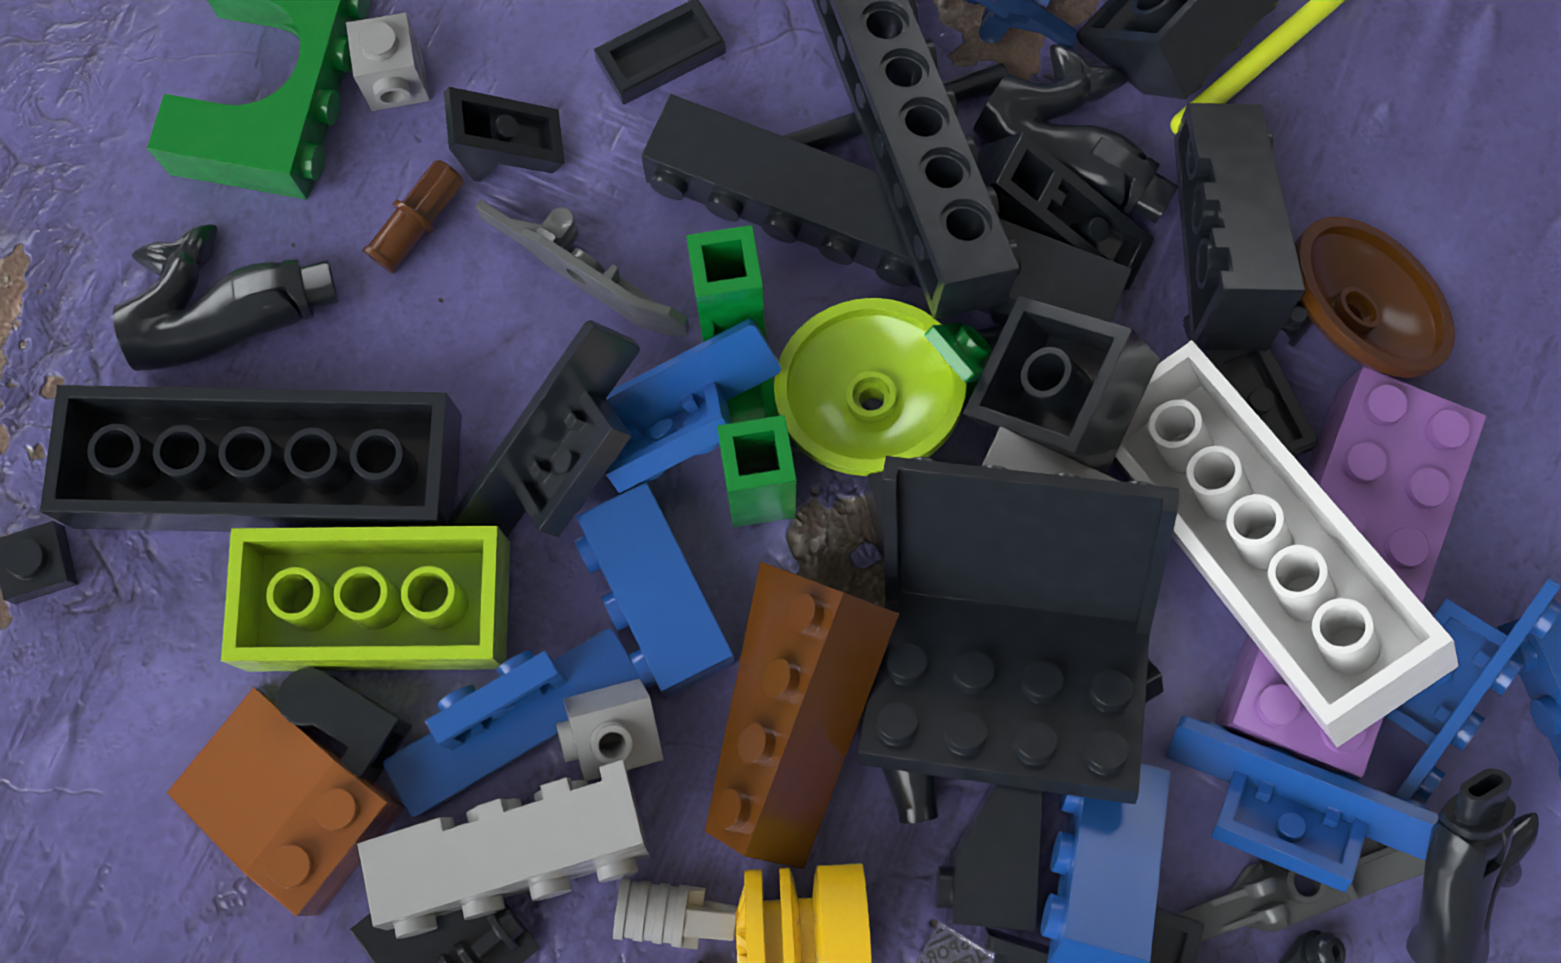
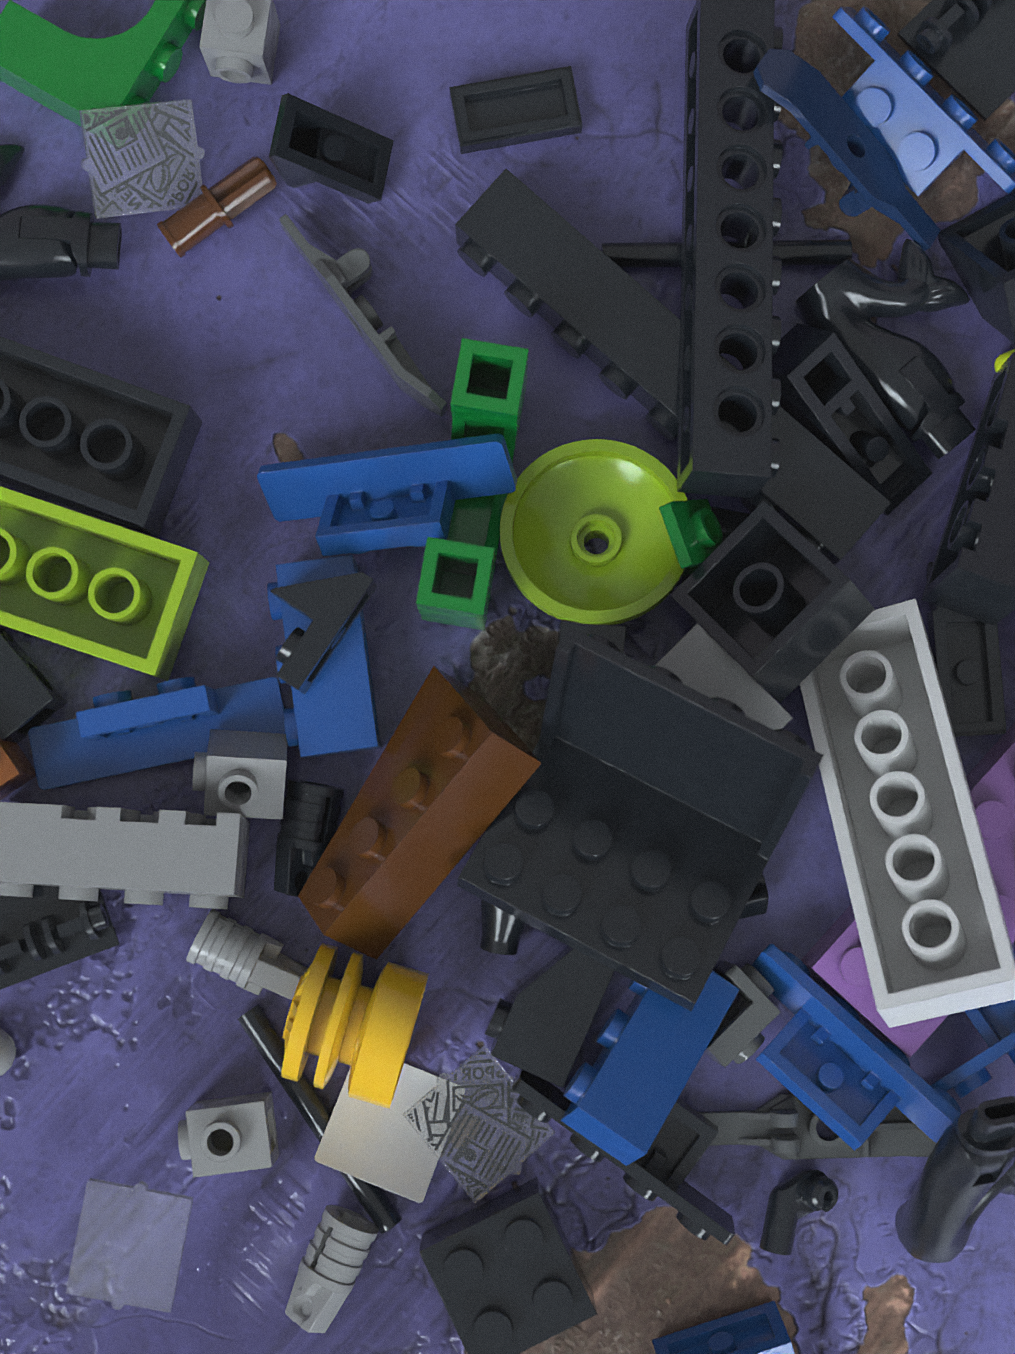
camera: 15 degrees right, 10 degrees up
(329, 193) = (141, 157): none -> clear piece
(558, 442) = (279, 492): black bracket -> none
(643, 535) = (332, 608): none -> black slope
(689, 769) = (304, 832): none -> black hinge
(1187, 799) = (746, 1018): none -> dark grey bracket

